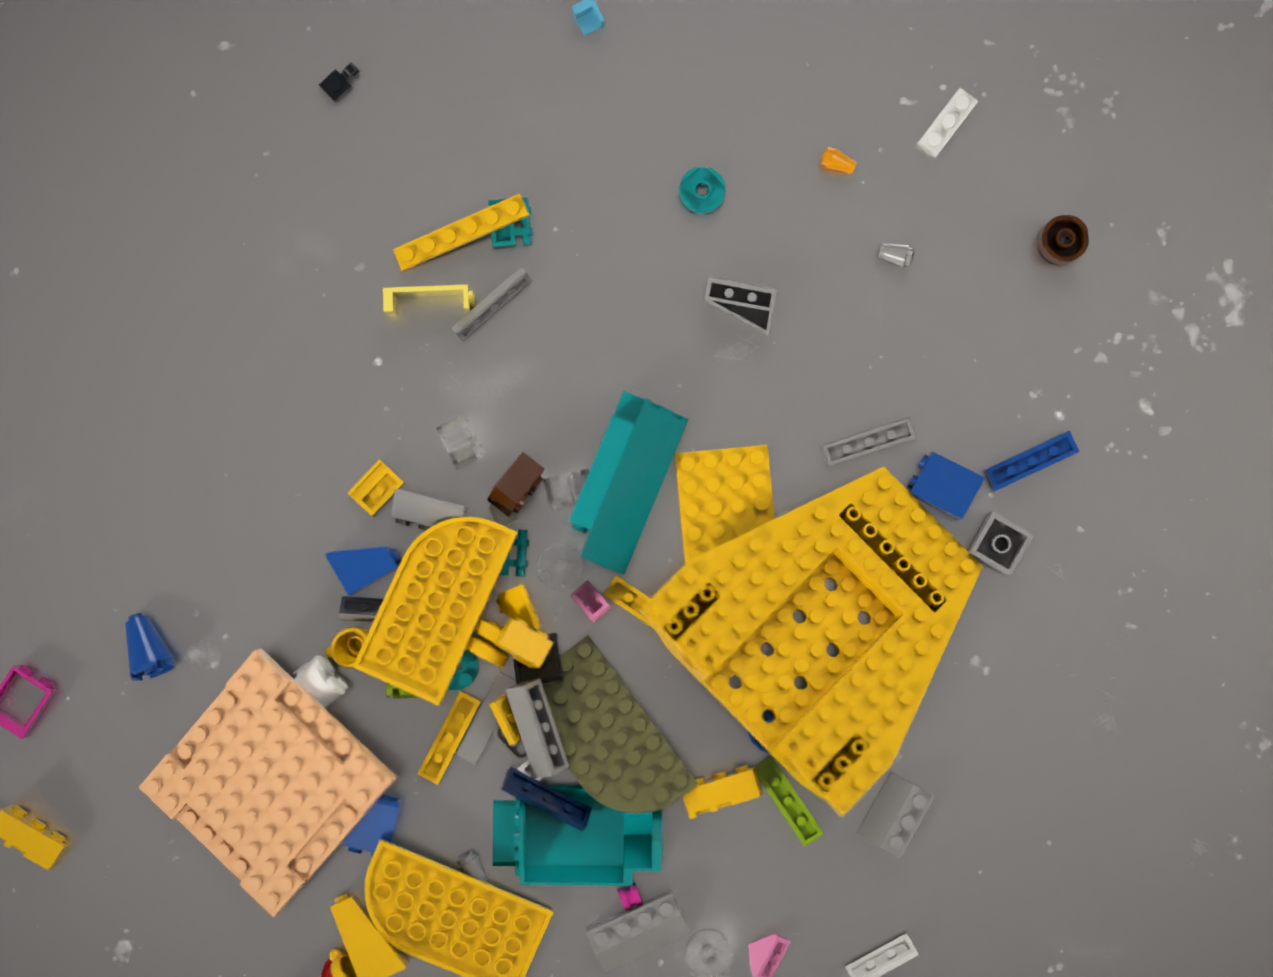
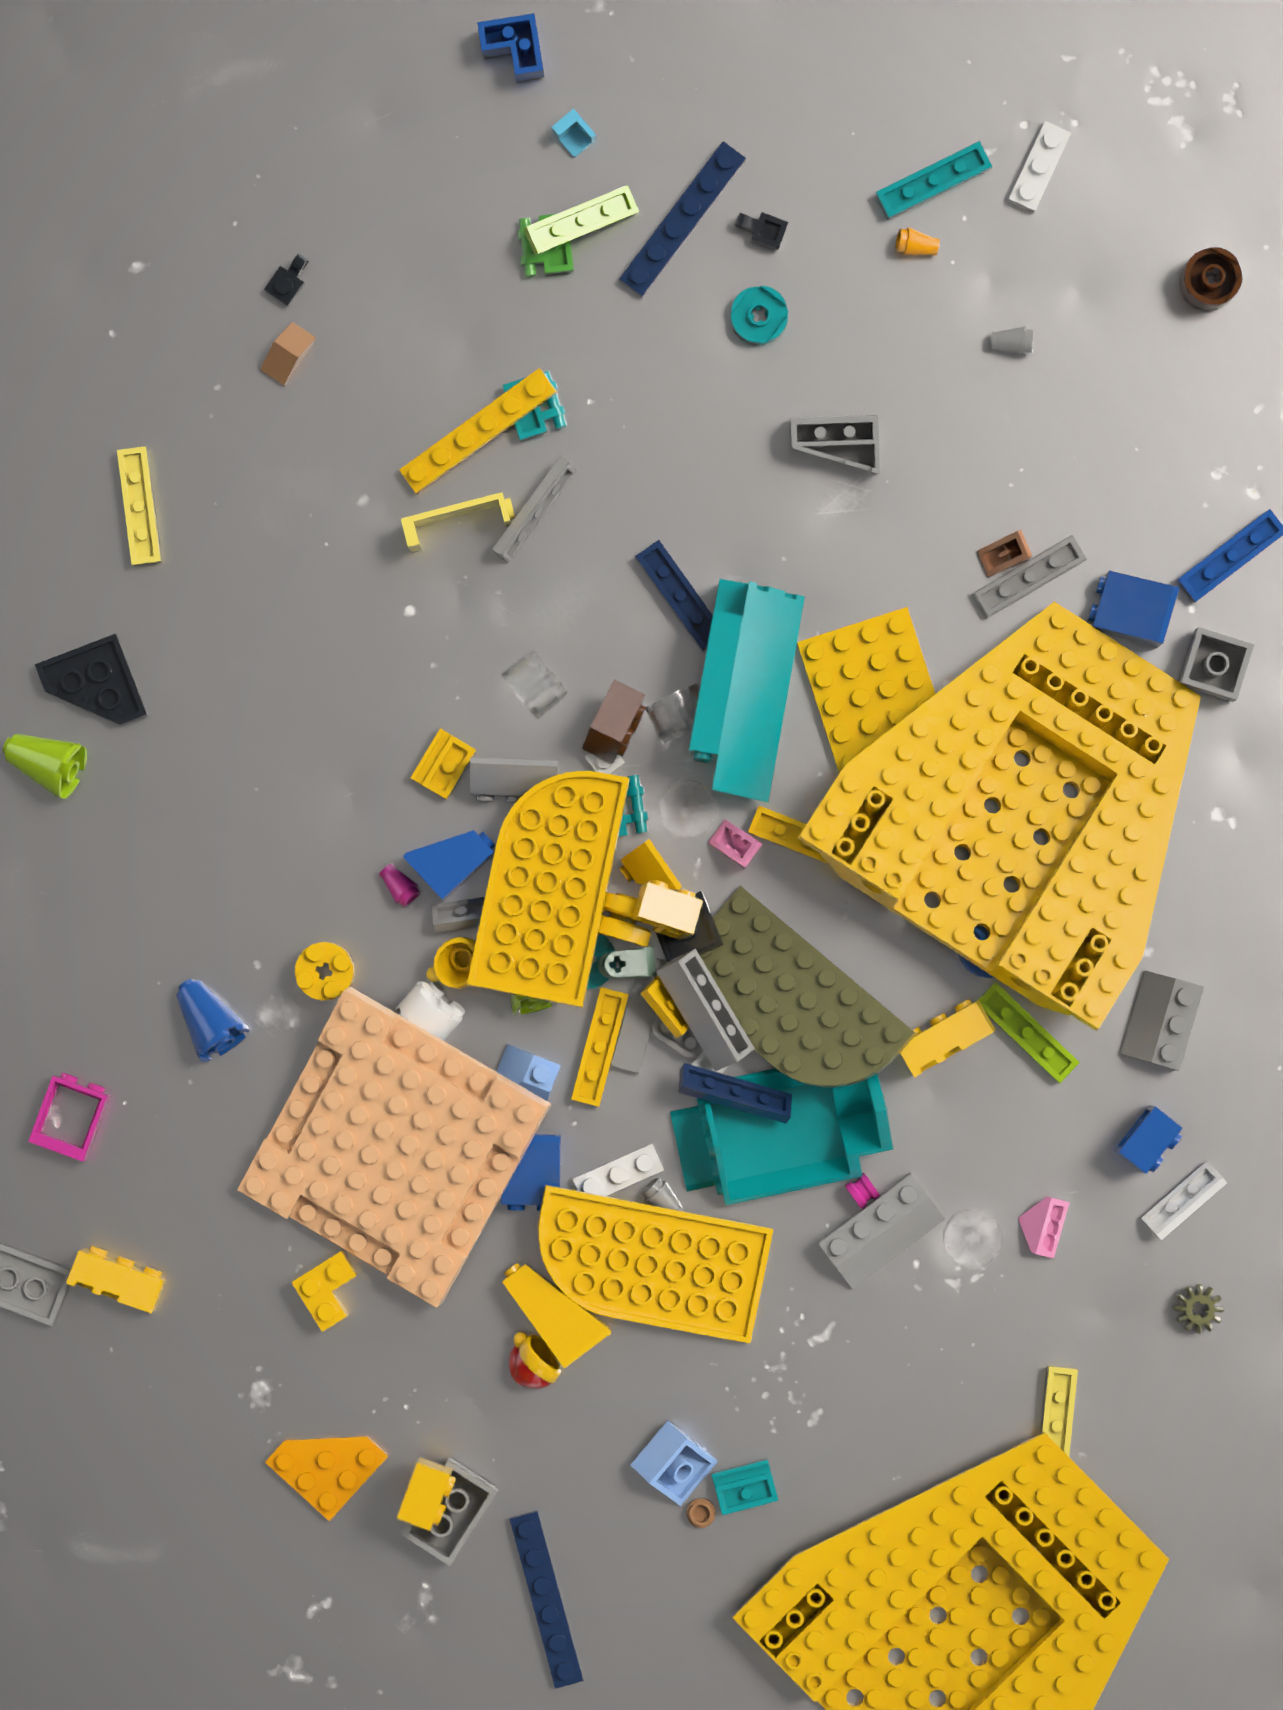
camera: 10 degrees left, 0 degrees up
(65, 418) = (47, 761): none -> lime cone
(118, 361) = (95, 680): none -> black plate
(182, 232) = (139, 506): none -> light yellow plate
(185, 880) = (318, 1288): none -> yellow brick
(233, 634) = (317, 956): none -> yellow brick
(320, 576) = (399, 885): none -> dark pink cone
(326, 138) = (287, 353): none -> medium nougat slope
(388, 745) = (529, 1071): none -> light blue slope
(443, 840) = (620, 1172): none -> white plate
(489, 677) = (632, 963): none -> piece
(554, 101) = (555, 260): none -> bright green plate
(578, 84) = (581, 220): none -> plate
(589, 392) = (677, 592): none -> dark blue plate
(659, 102) = (682, 219): none -> dark blue plate
(722, 124) = (767, 230): none -> black plate
(853, 420) = (1004, 553): none -> nougat slope
(862, 114) = (934, 180): none -> teal plate
(864, 908) = (1148, 1140): none -> blue brick

